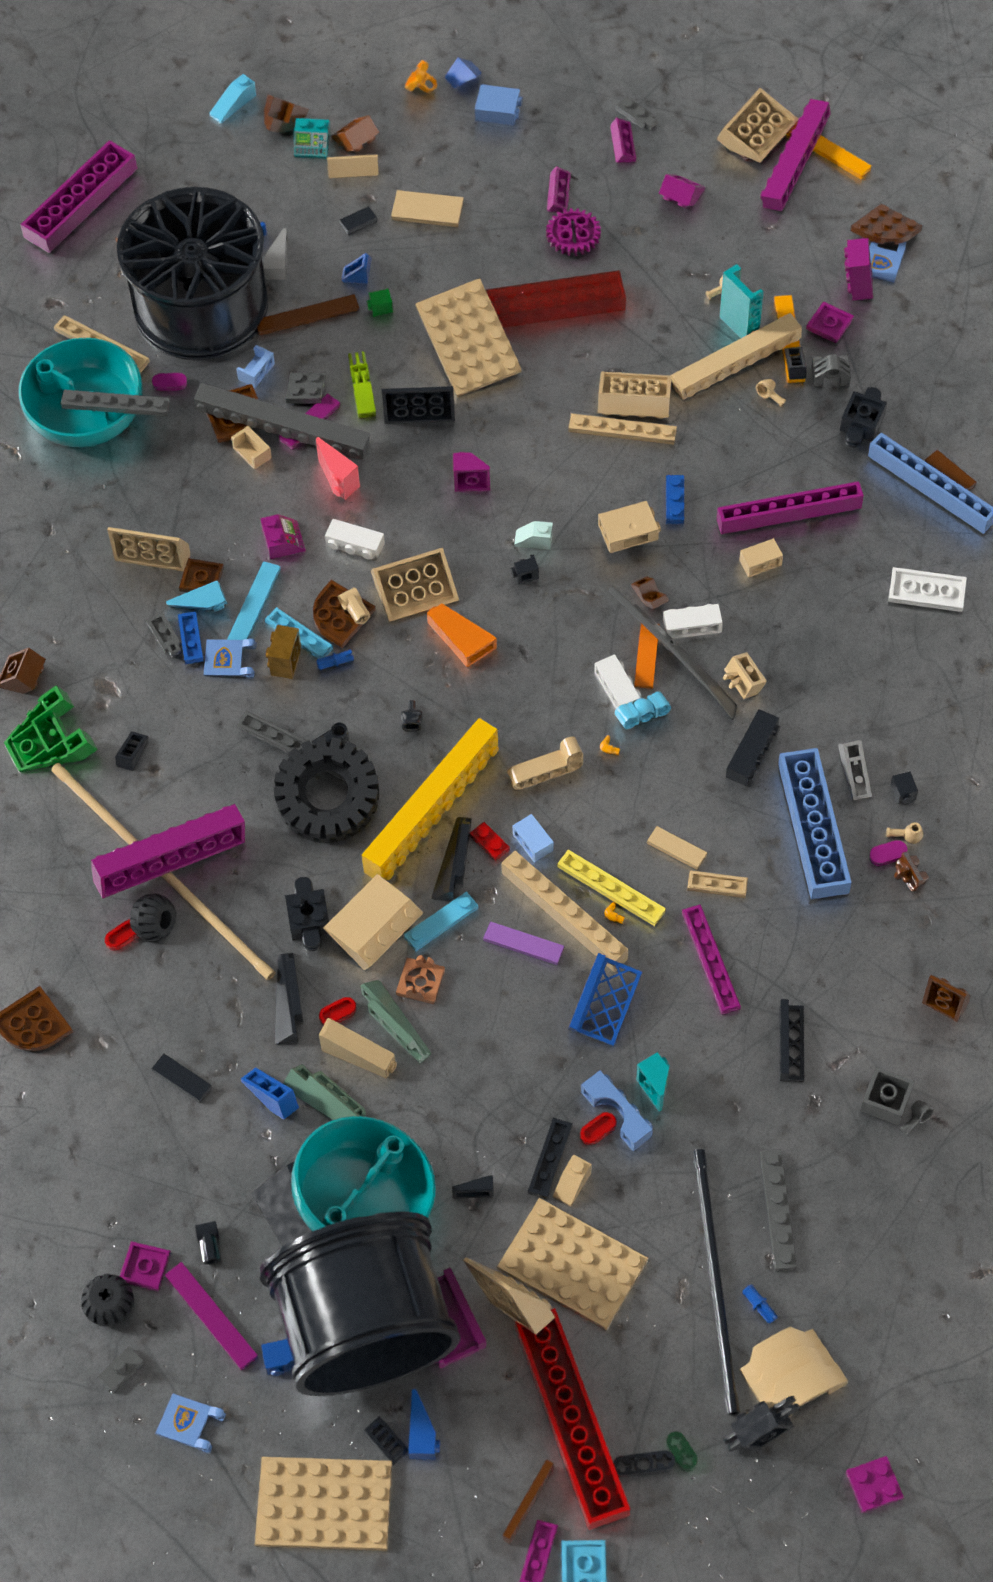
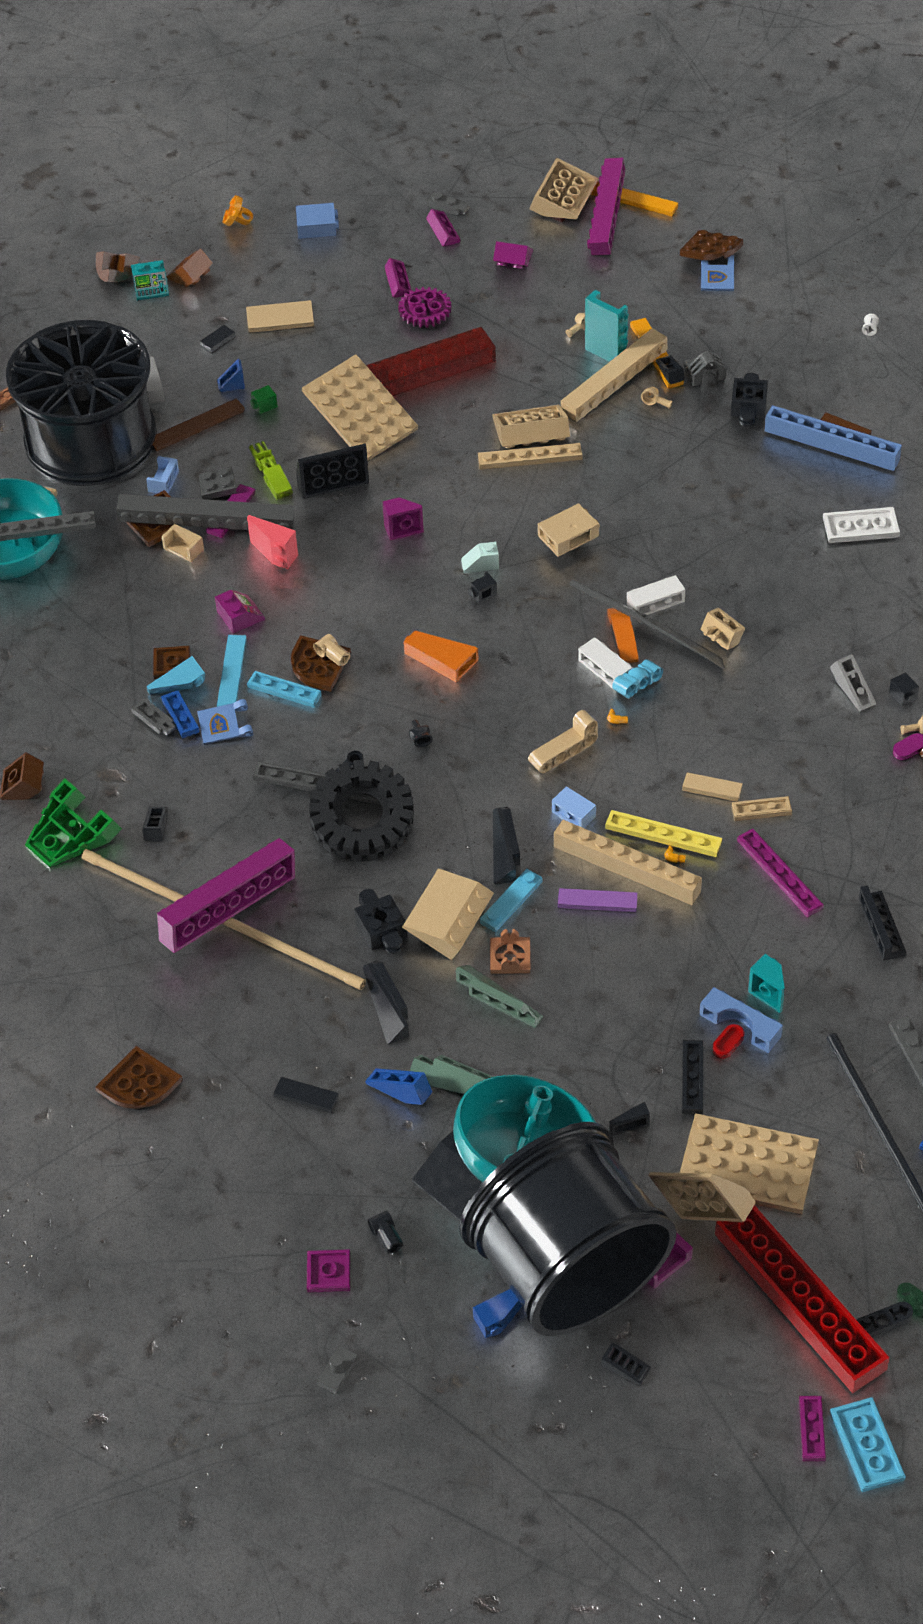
camera: 15 degrees left, 10 degrees down
(114, 1308) = (303, 1307): black wheel -> none
(120, 936) = (202, 984): red tile -> none
(149, 549) = (114, 644): tan slope -> none
(153, 917) = (228, 960): black wheel -> none
(169, 381) = (83, 505): magenta tile -> none
(185, 1421) = (420, 1397): medium blue flag -> none
(211, 1316) = (411, 1298): magenta tile -> none
(235, 97) = (65, 260): medium azure slope -> none
(284, 651) = (277, 703): pearl gold brick -> none
(323, 1503) = (584, 1438): tan plate -> none
(334, 659) = (327, 702): blue axle -> none
(338, 1010) = (439, 1001): red tile -> none
(353, 166) = (197, 295): tan slope -> none
(354, 539) = (310, 597): white brick -> none
(356, 1049) = (470, 1026): tan slope -> none
(414, 584) = (381, 621): tan slope -> none
(422, 1434) = (659, 1347): blue slope -> none
(431, 801) = (466, 796): yellow brick -> none
(461, 72) = (272, 202): slope -> none
(489, 841) = (532, 822): red plate -> none
(528, 1501) = (785, 1382): reddish brown tile -> none
(572, 1180) = (721, 1089): tan slope -> none
(589, 991) = (677, 927): blue fence -> none
(648, 592) = (605, 583): reddish brown slope -> none
(674, 499) = (600, 502): blue plate -> none
(752, 748) = (751, 687): black brick -> none
(761, 557) = (699, 531): tan panel -> none
(789, 507) = (710, 485): magenta brick -> none
(814, 823) = (834, 735): medium blue brick -> none
(829, 322) = (688, 332): magenta plate -> none
(858, 269) = (702, 280): magenta brick -> none

